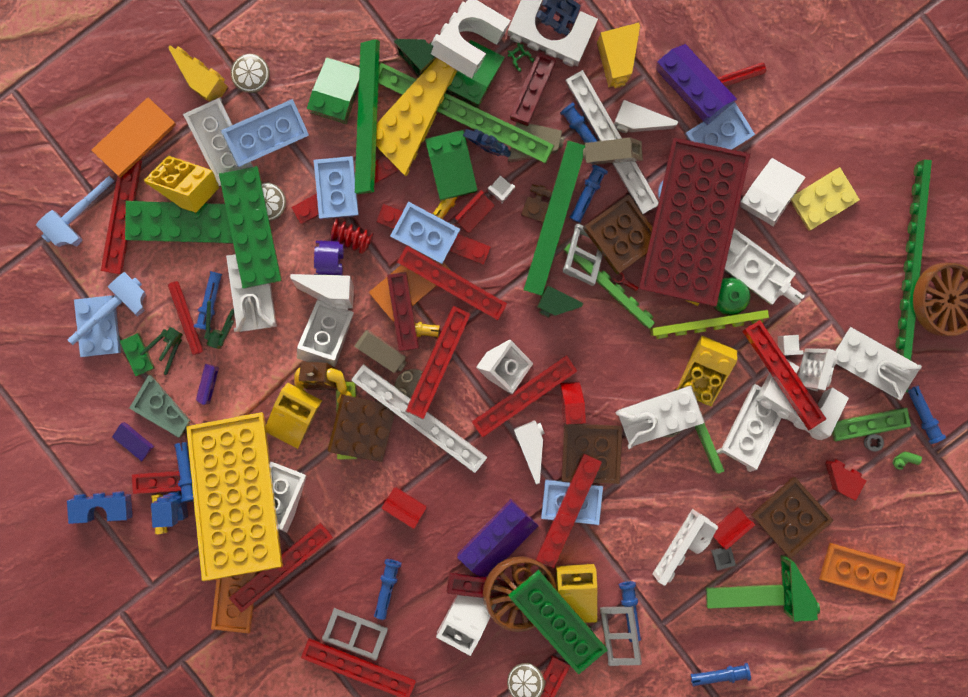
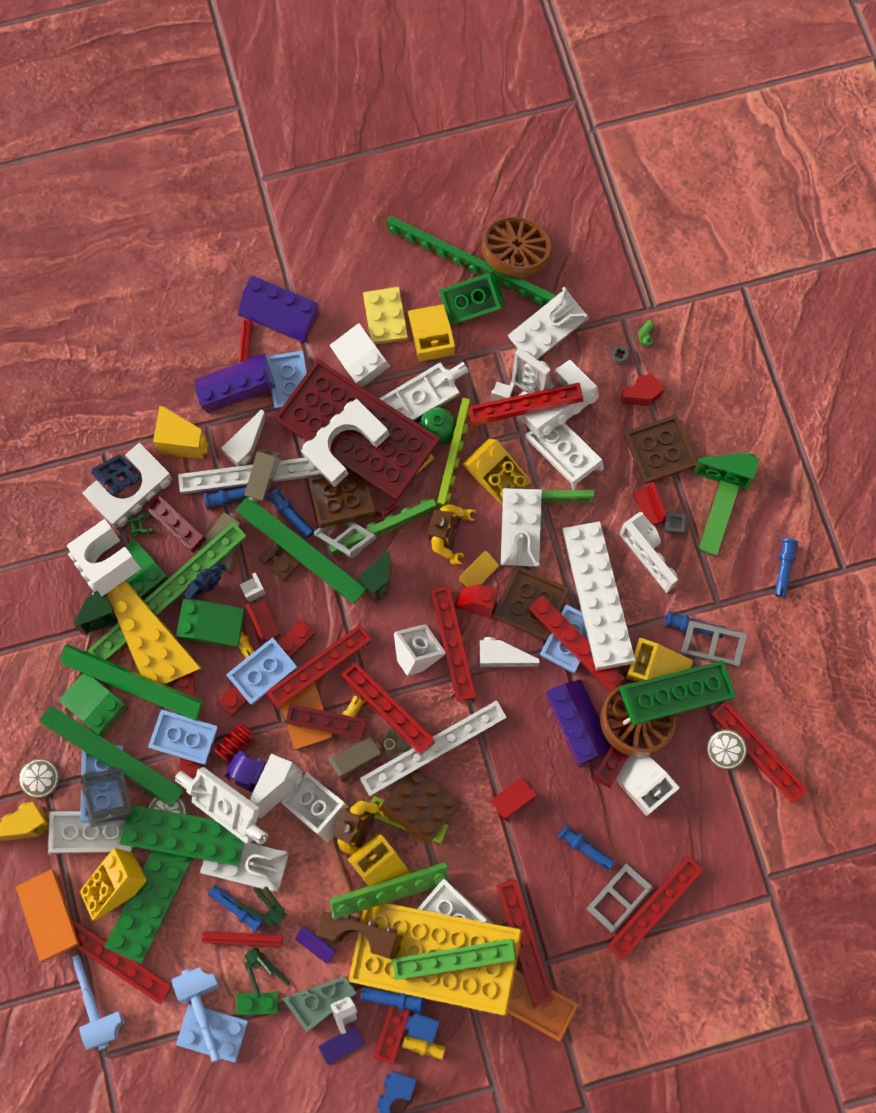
camera: 70 degrees left, 15 degrees down
(158, 433) = (344, 1012): none -> white panel
(228, 444) = (381, 942): none -> reddish brown arch
(233, 517) = (454, 959): none -> bright green plate
(237, 158) = (110, 815): none -> clear smoke window
(275, 431) = (388, 891): none -> bright green plate
(287, 252) = (223, 804): none -> white plate
(293, 129) = (111, 755): none -> green tile
(602, 393) = (479, 570): none -> yellow slope
(622, 514) = (598, 596): none -> white plate
(629, 344) = (444, 528): none -> torso
(703, 215) = (353, 417): none -> white arch
(788, 91) = (278, 309): none -> dark purple slope
(824, 251) = (431, 333): none -> yellow slope
(862, 571) = (733, 409): orange tile -> none
(871, 424) = (602, 351): bright green tile -> none
(876, 278) = (472, 297): none -> green slope
(928, 422) = (621, 302): blue pin -> none

